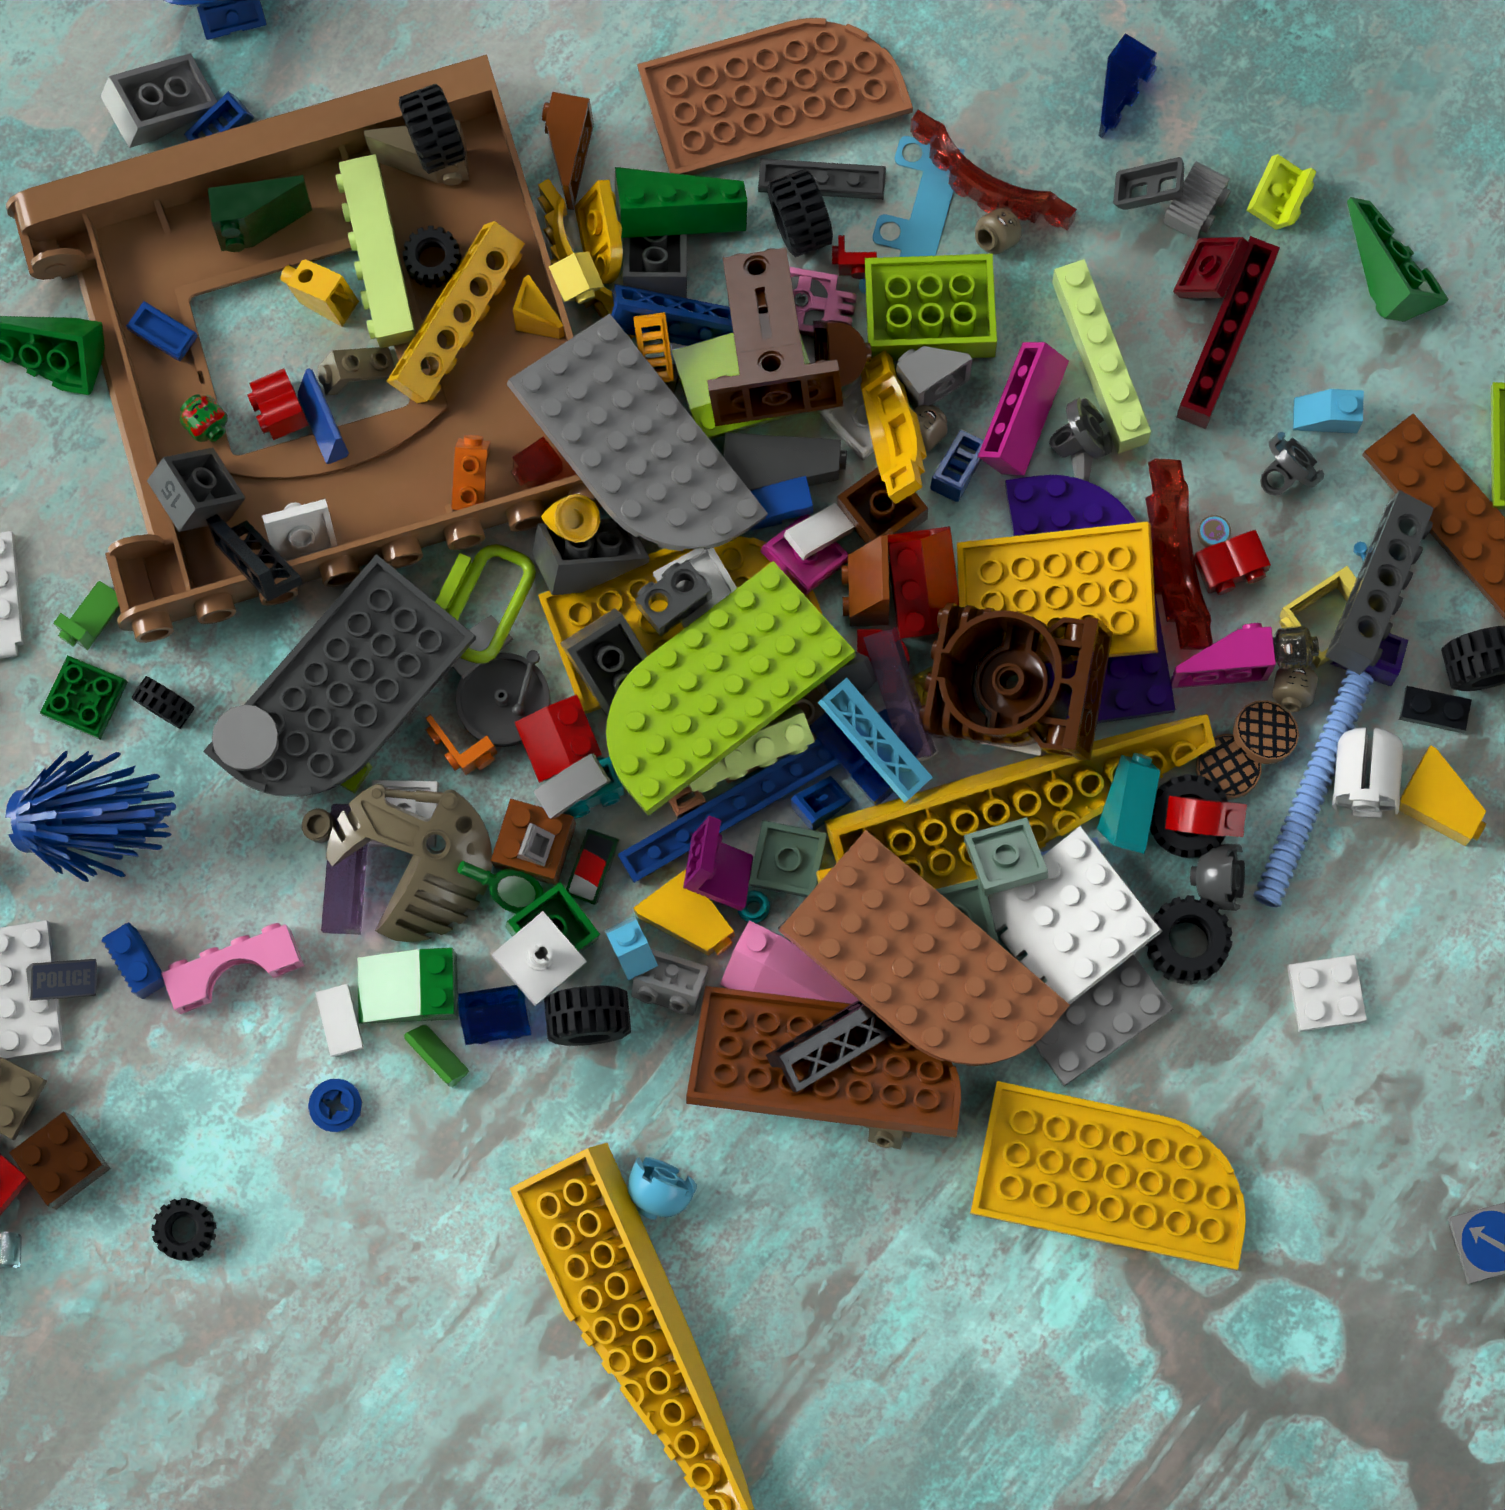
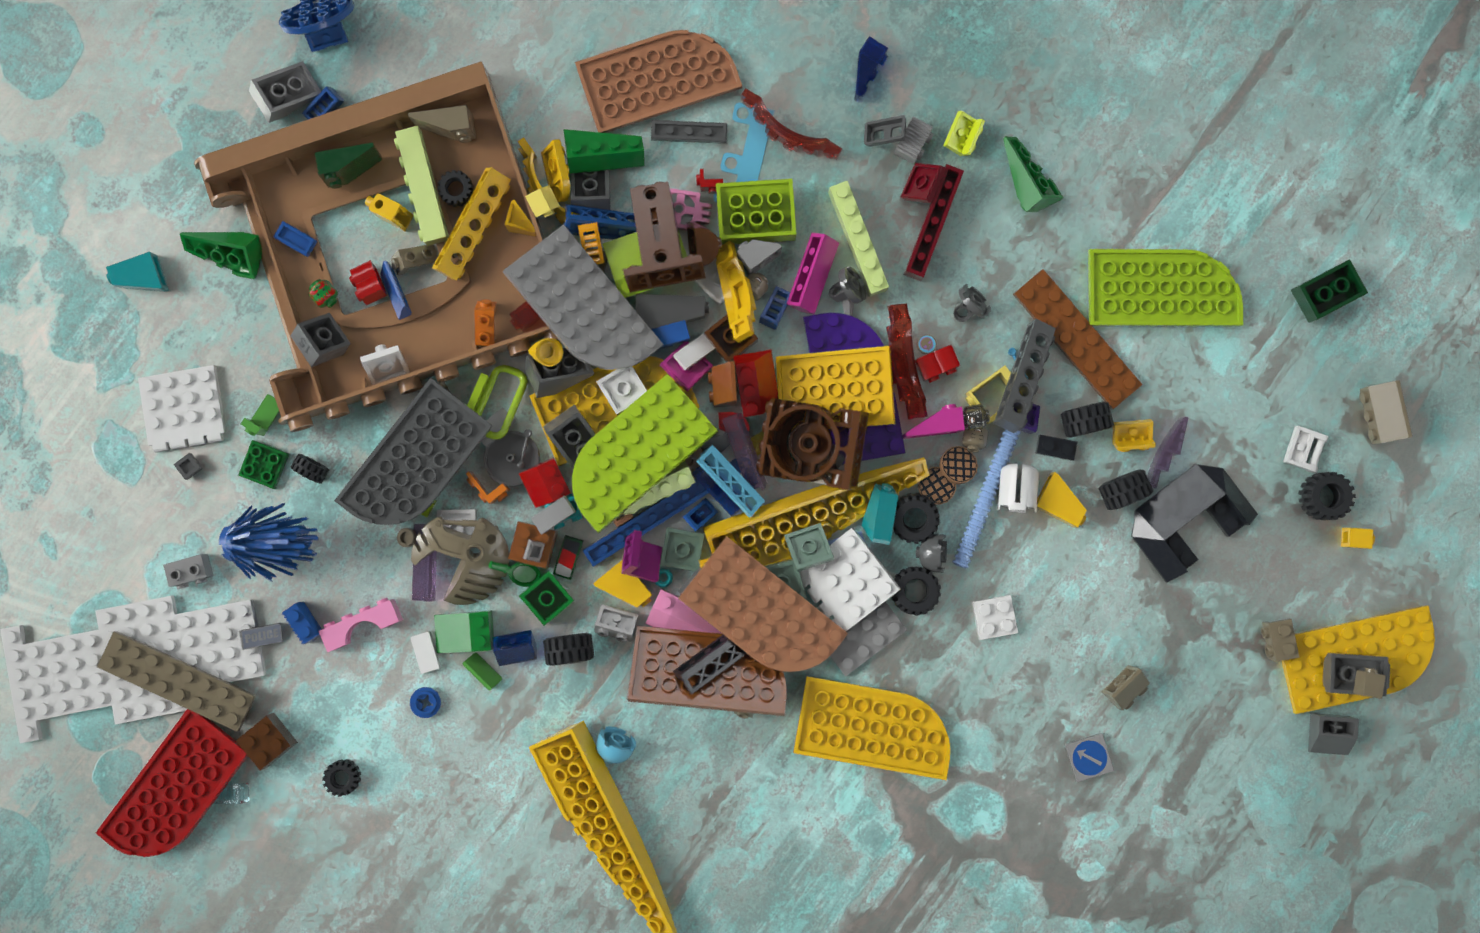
camera: 10 degrees left, 10 degrees up
(245, 737) = (358, 492): light grey tile -> none
(253, 564) = (355, 386): black fence -> none
(432, 128) = (448, 113): black tyre -> none
(538, 958) = (538, 618): white tile -> none
(570, 131) = (535, 108): dark orange slope -> none
(631, 948) = (591, 606): medium azure slope -> none
(679, 603) = (612, 402): dark grey brick -> none
(800, 212) = (676, 155): black tyre -> none
(998, 231) = (795, 162): dark tan head -> none
(1205, 816) = (924, 523): red brick -> none
(1329, 411) = (993, 269): medium azure slope -> none

